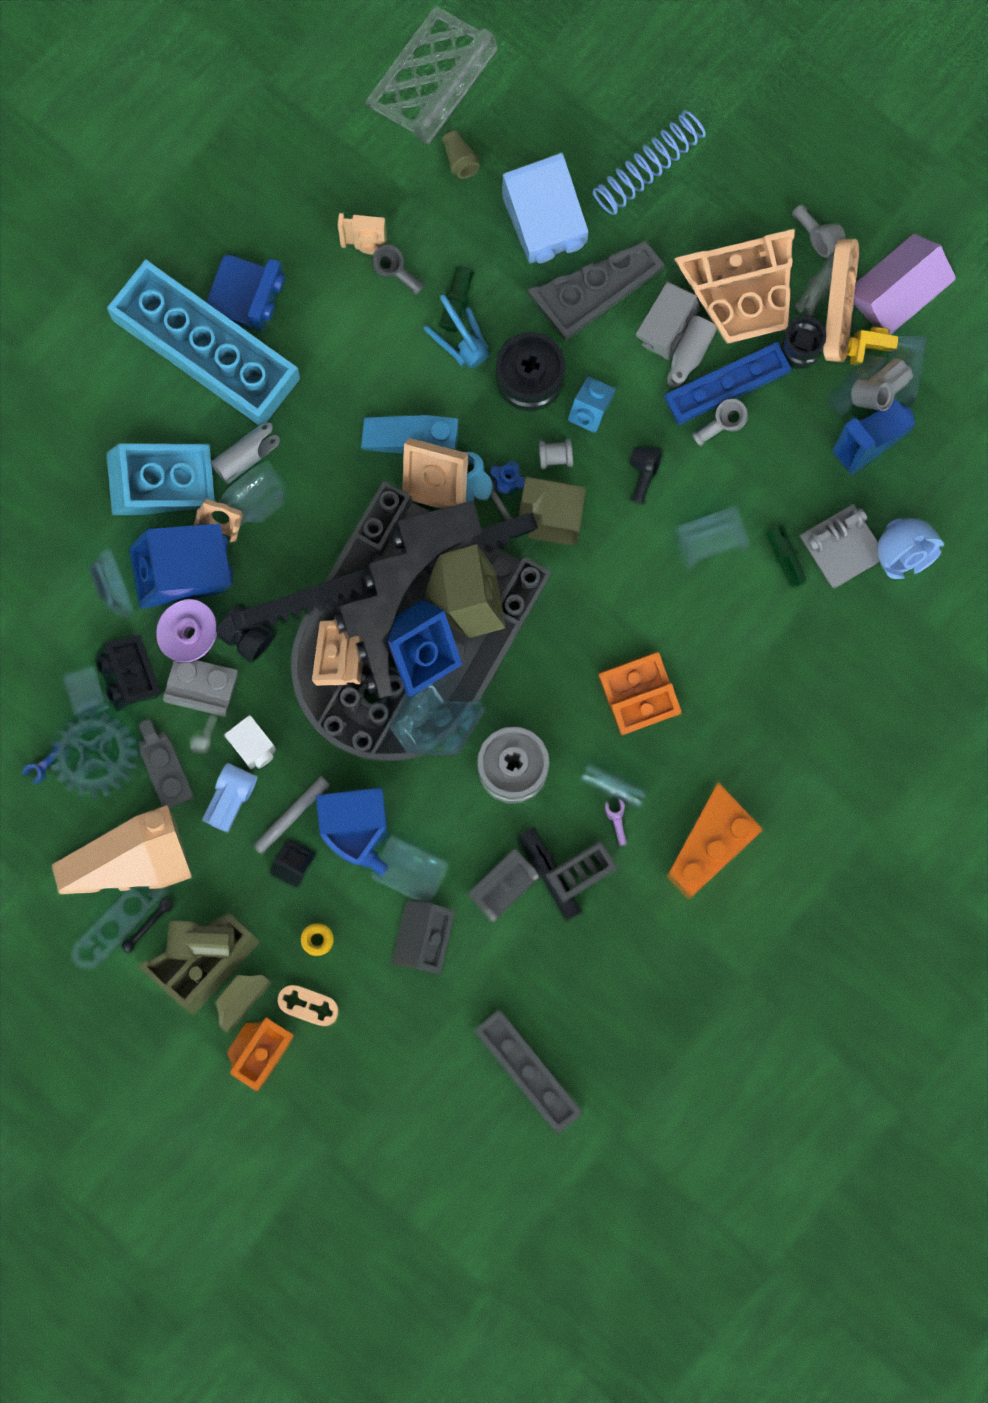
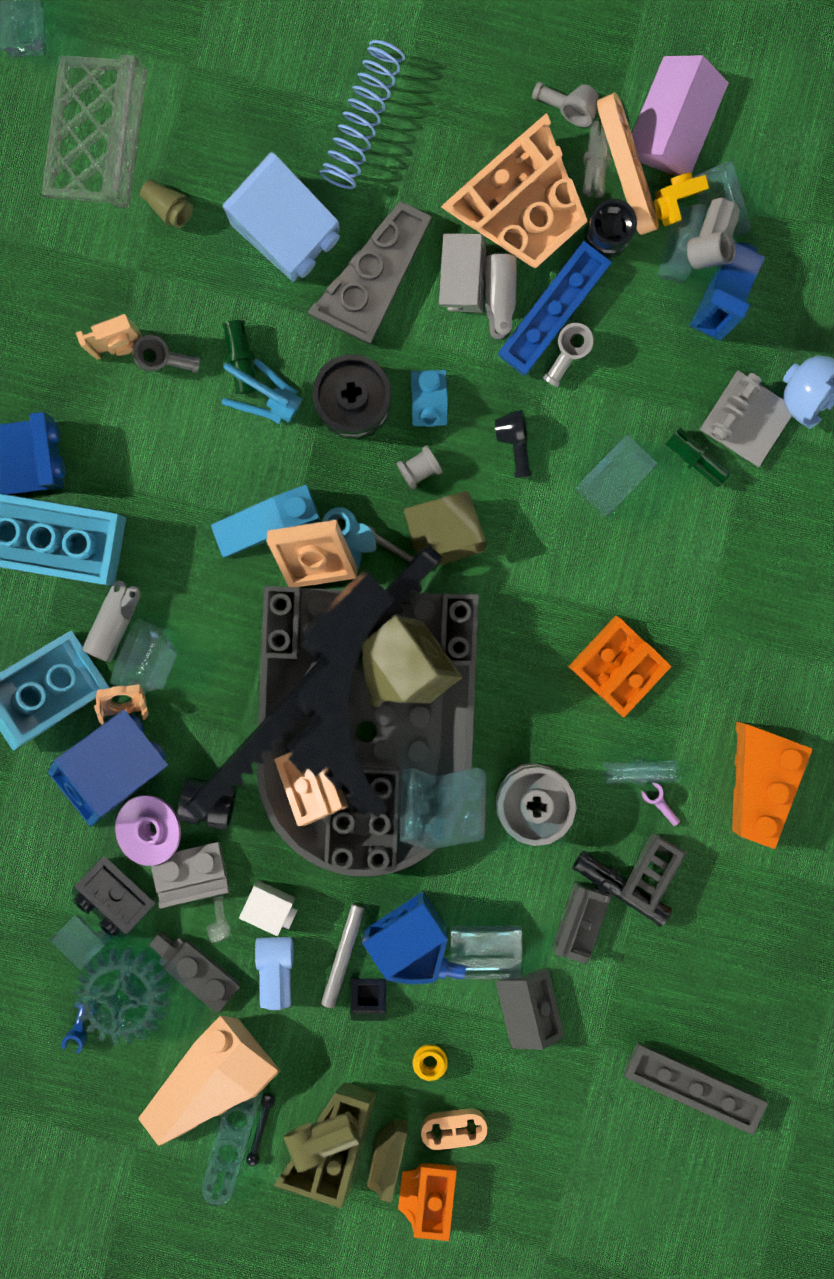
camera: 30 degrees left, 10 degrees up
(111, 585) = (48, 821): clear light blue slope -> none
(423, 646) = (391, 744): blue slope -> none
(504, 484) = (384, 525): blue plate -> none

